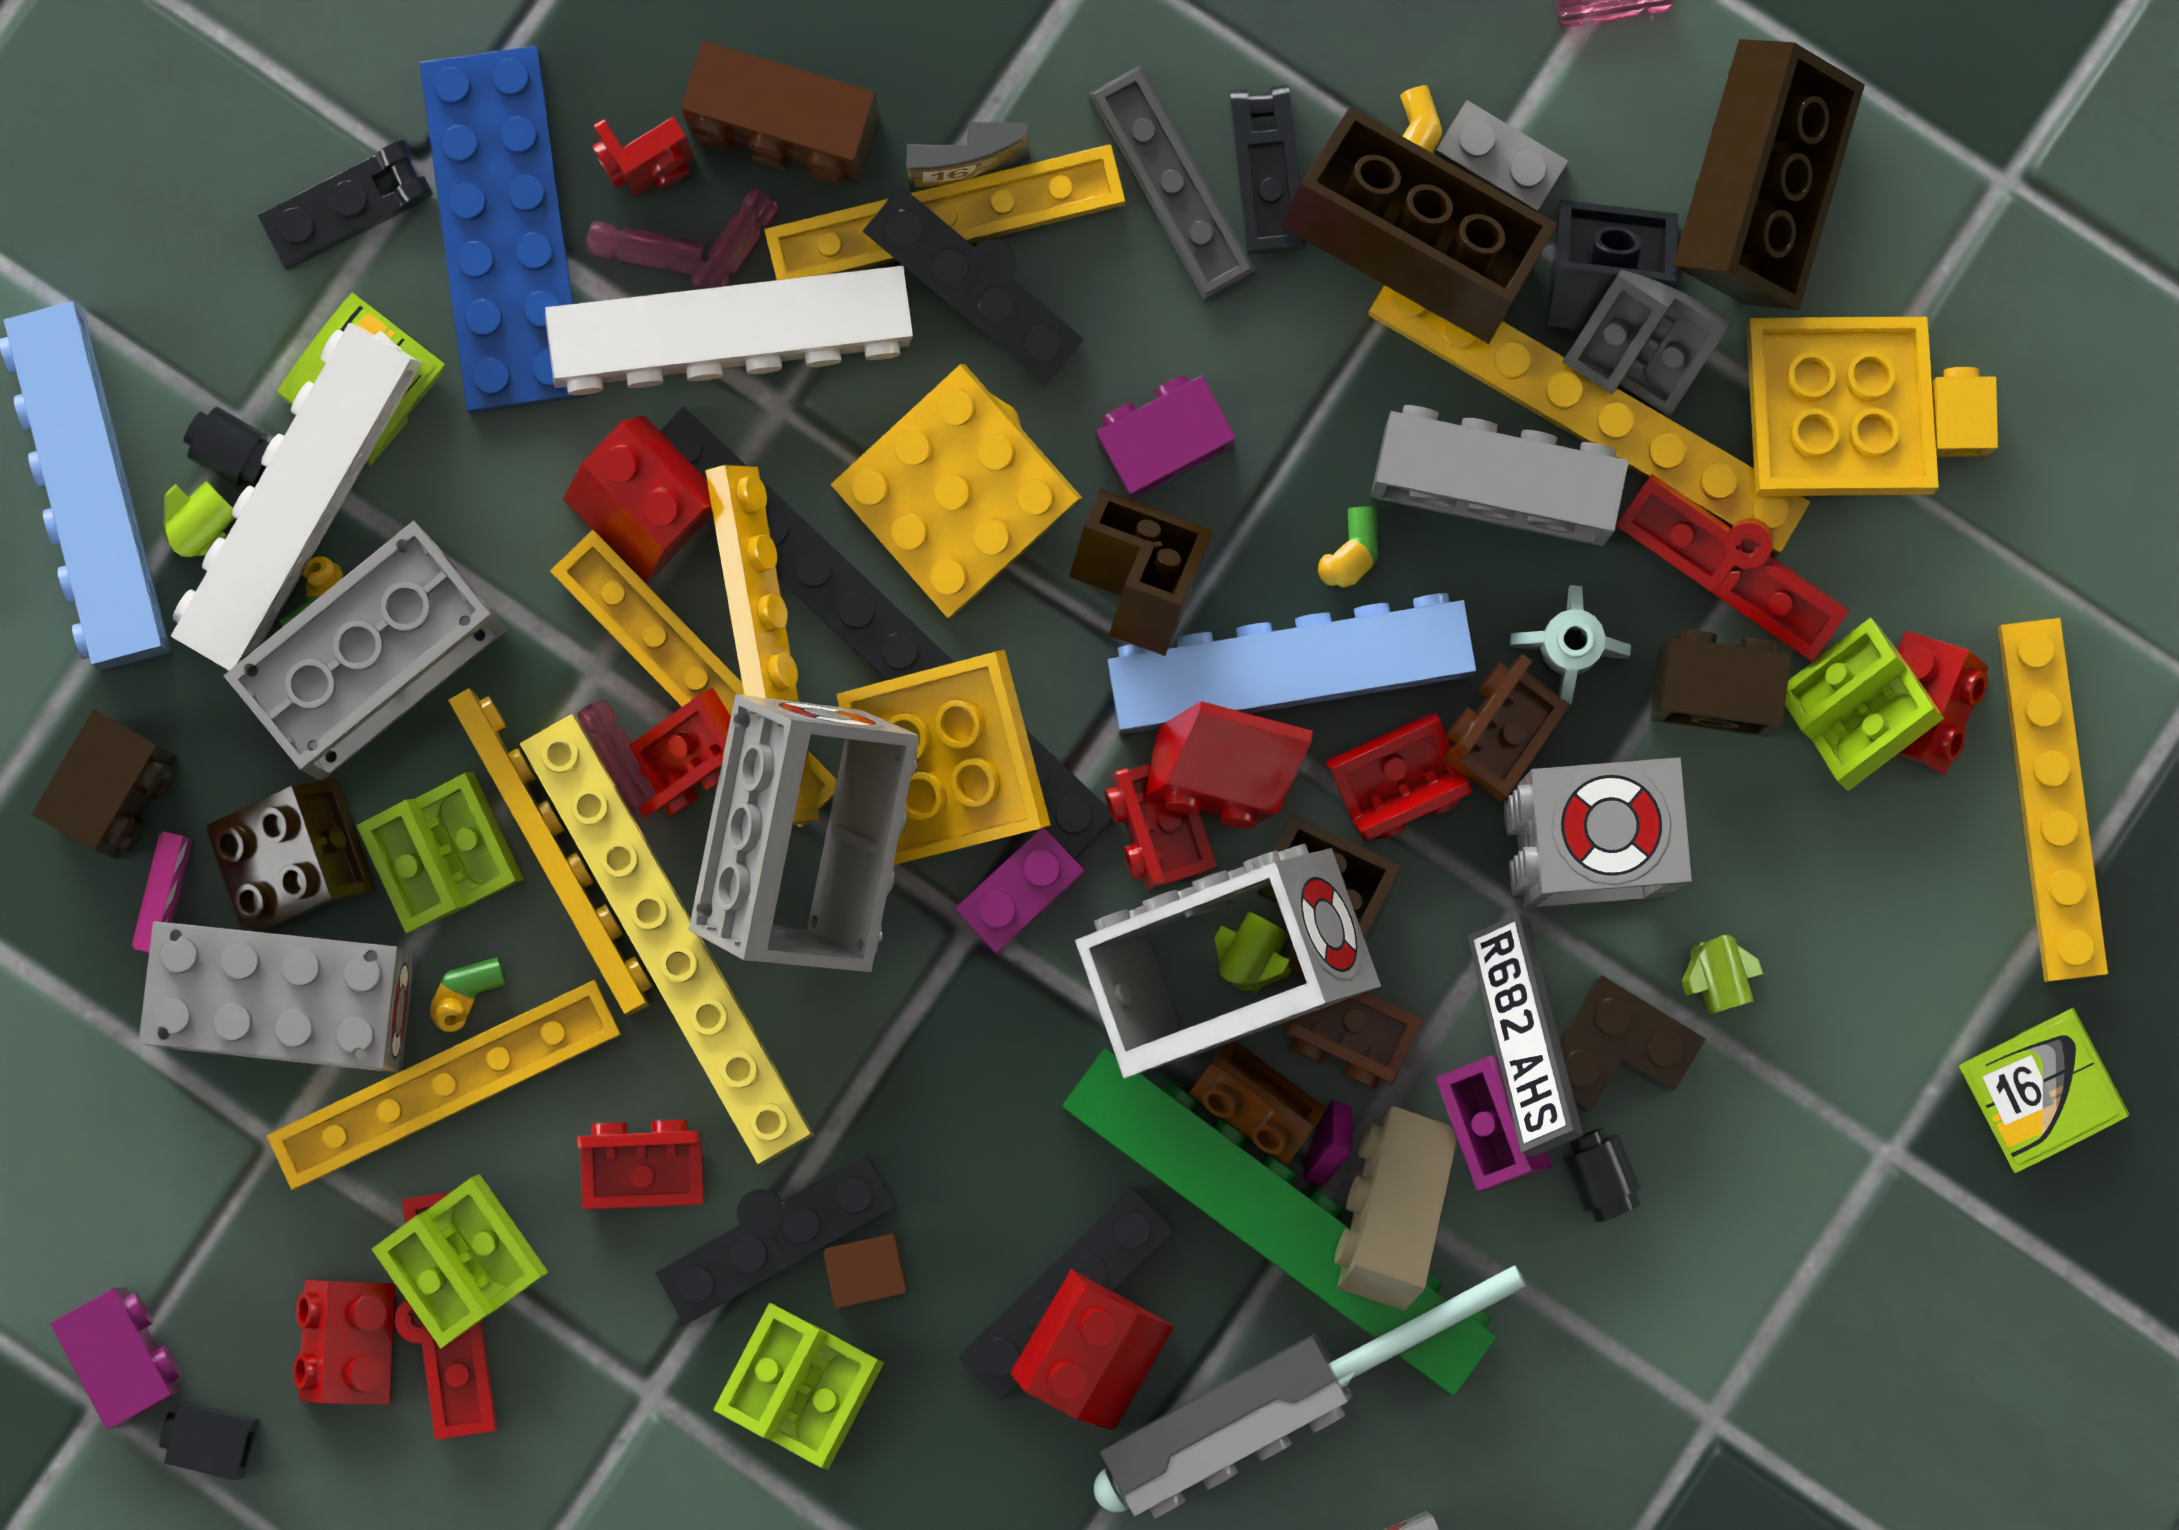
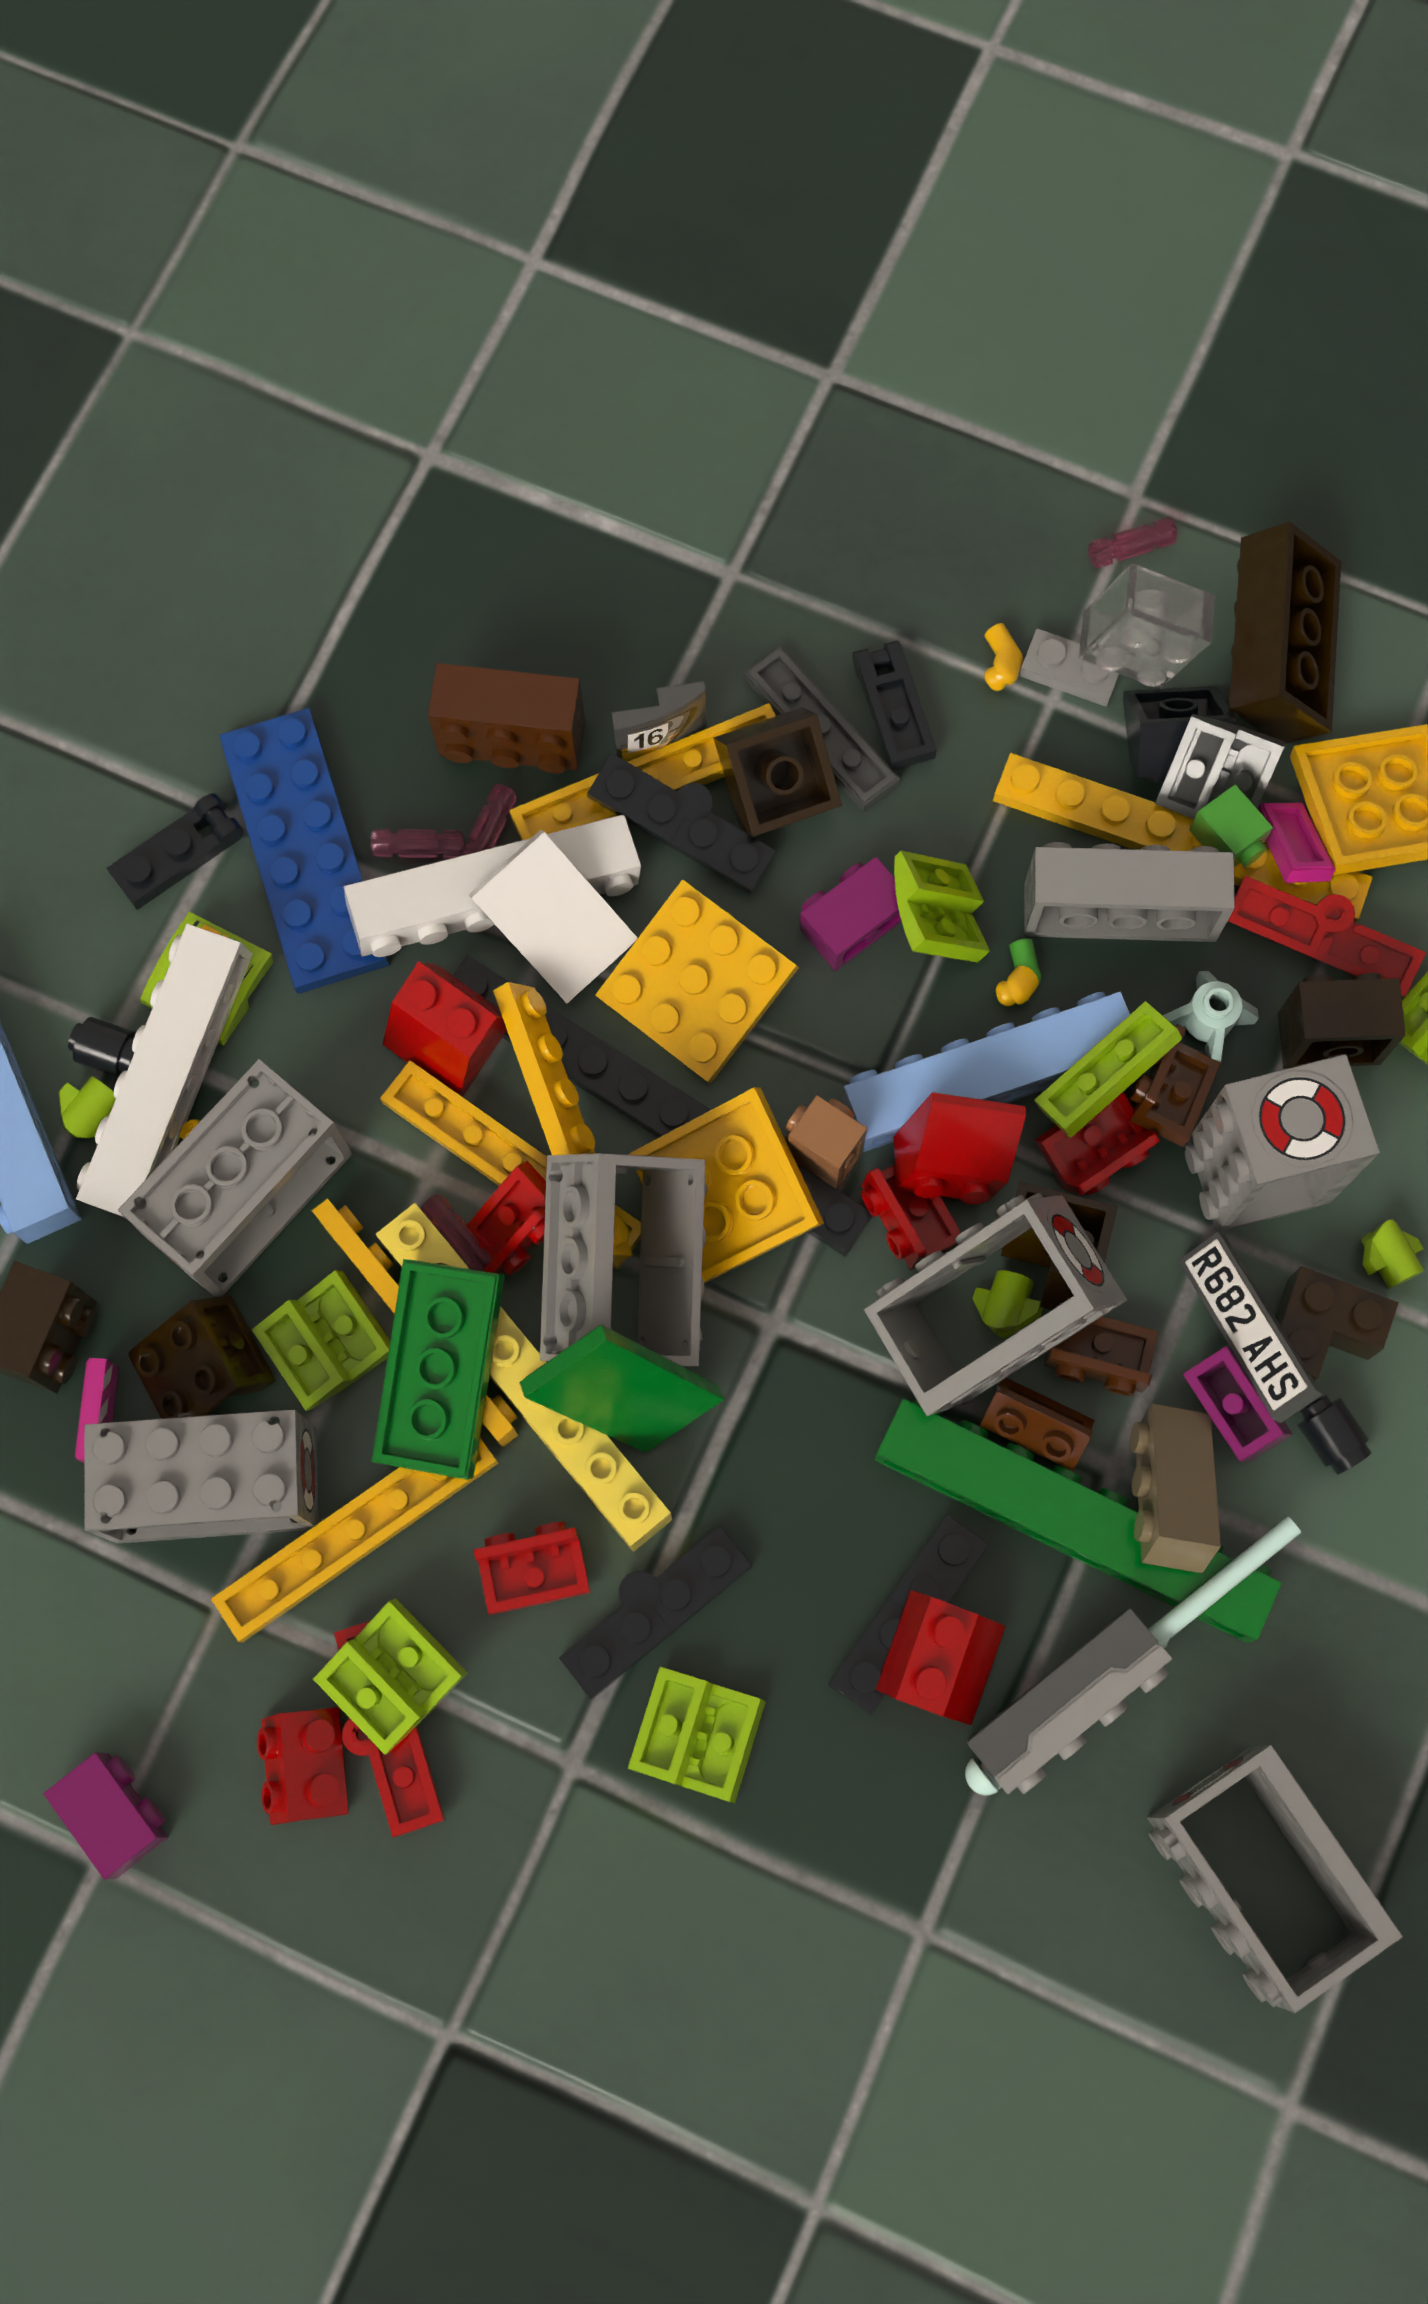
camera: 10 degrees left, 10 degrees down
(208, 1440) = (196, 1874): black brick -> none
(459, 989) = (355, 1455): arm -> none
(568, 918) = (438, 1368): none -> green tile
(650, 160) = (407, 769): red bracket -> none
(776, 988) = (621, 1389): none -> green tile
(794, 384) = (553, 916): none -> white tile
(865, 1270) = (737, 1623): reddish brown panel -> none
(1020, 891) = (807, 1285): magenta brick -> none
(1071, 722) = (826, 1139): none -> medium nougat brick
(1102, 244) = (778, 771): none -> dark brown brick
(1146, 561) = (855, 1005): dark brown brick -> none
(1266, 451) = (938, 906): none -> lime slope
(1330, 1143) = (1103, 1449): magenta tile -> none
(1418, 225) = (1022, 716): dark brown brick -> none
(1424, 698) = (1108, 1069): none -> lime plate
(1594, 138) = (1146, 626): none -> clear brick
(1644, 420) = (1232, 826): none -> bright green brick
(1721, 444) = (1296, 843): none -> dark pink tile

